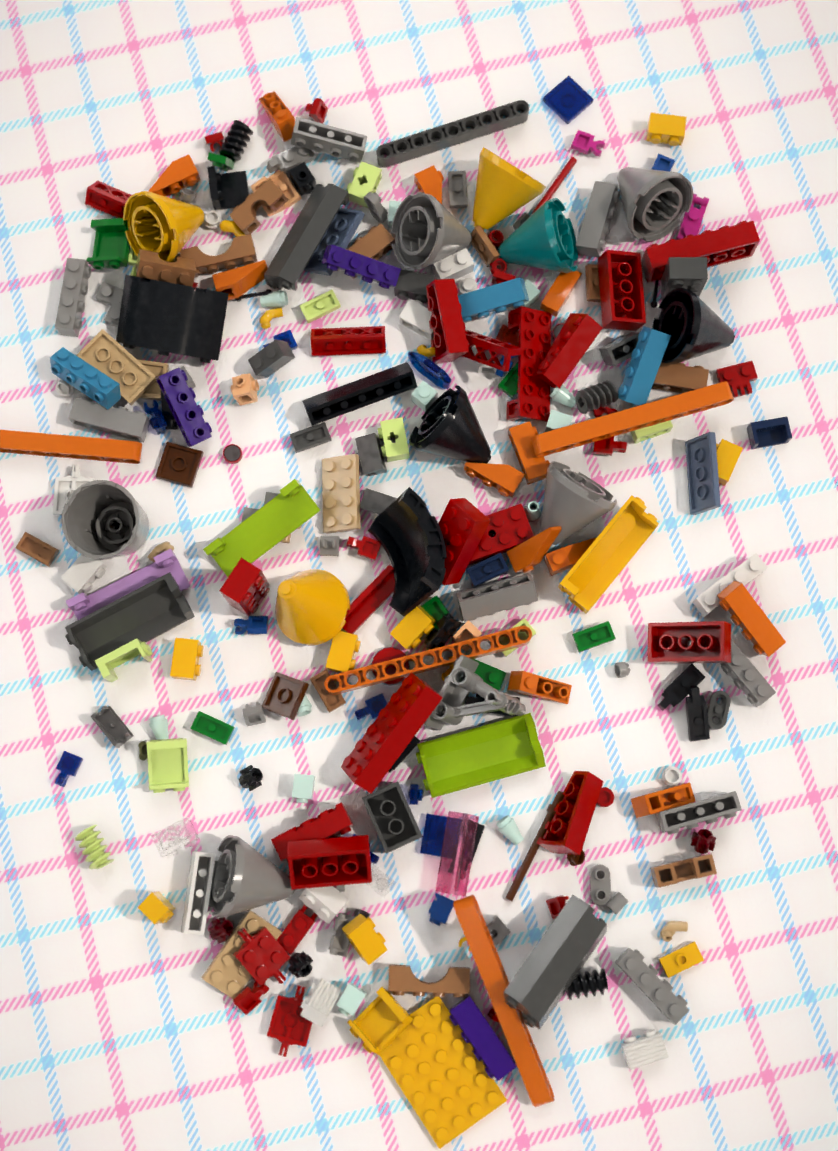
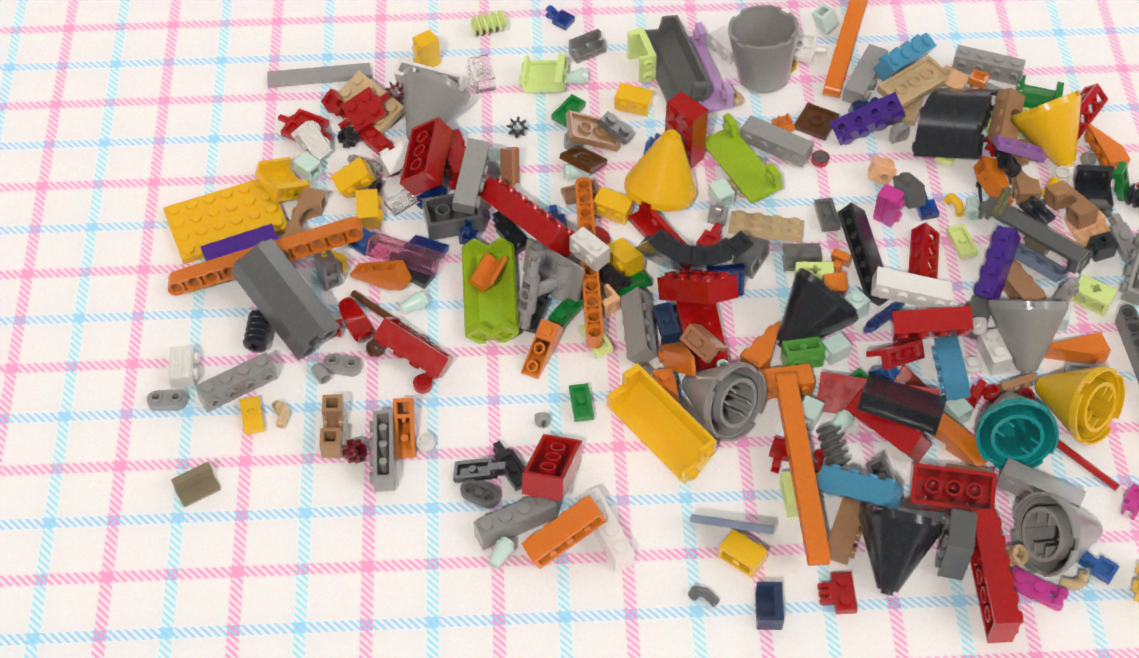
camera: 100 degrees right, 25 degrees down
(30, 470) = (825, 18): none -> light aqua brick
(96, 305) = (978, 79): none -> orange tile
(101, 323) = (956, 78): none -> light nougat panel
(191, 497) = (784, 122): none -> orange tile
(203, 254) = (1019, 148): none -> medium lavender tile
(205, 1030) = (316, 75): none -> light grey tile
(216, 267) = (1008, 162): none -> black connector
(223, 499) = (776, 141): none -> light grey brick
(233, 669) = (616, 127): none -> dark grey plate
(244, 693) = (585, 130): none -> medium nougat tile
(250, 181) = (1103, 206): none -> dark grey arm
(271, 238) = (1037, 209): none -> black hips
(288, 263) = (1002, 201): none -> olive axle
(295, 375) = (888, 205): none -> dark pink brick
(303, 545) = (721, 192): none -> light aqua brick
(318, 769) = (510, 165): none -> nougat panel
(360, 800) = (471, 175): none -> light grey brick
(368, 417) = (840, 259): none -> orange tile
(397, 913) = (368, 208): none -> yellow brick
(405, 417) = (836, 281): none -> orange panel
(411, 340) = (911, 288): none -> white brick
(430, 656) = (589, 249): none -> white brick
(435, 275) = (980, 325): none -> white plate
(460, 761) = (486, 272): none -> orange panel
(482, 409) = (836, 348): none -> light aqua brick
(483, 872) = (384, 274): none -> orange slope
(496, 437) = (803, 352): none -> bright green brick
(517, 526) = (702, 342): none -> nougat panel
(552, 877) = (355, 320): none -> red piece
(555, 333) = (902, 404): none -> black panel
(670, 232) = (1018, 554): none -> tan wheel
(684, 1054) = (166, 400): none -> light grey plate
(768, 492) = (704, 592): none -> dark grey arm
(775, 675) = (502, 550): none -> light aqua cone
(775, 988) = (195, 484): none -> dark tan panel

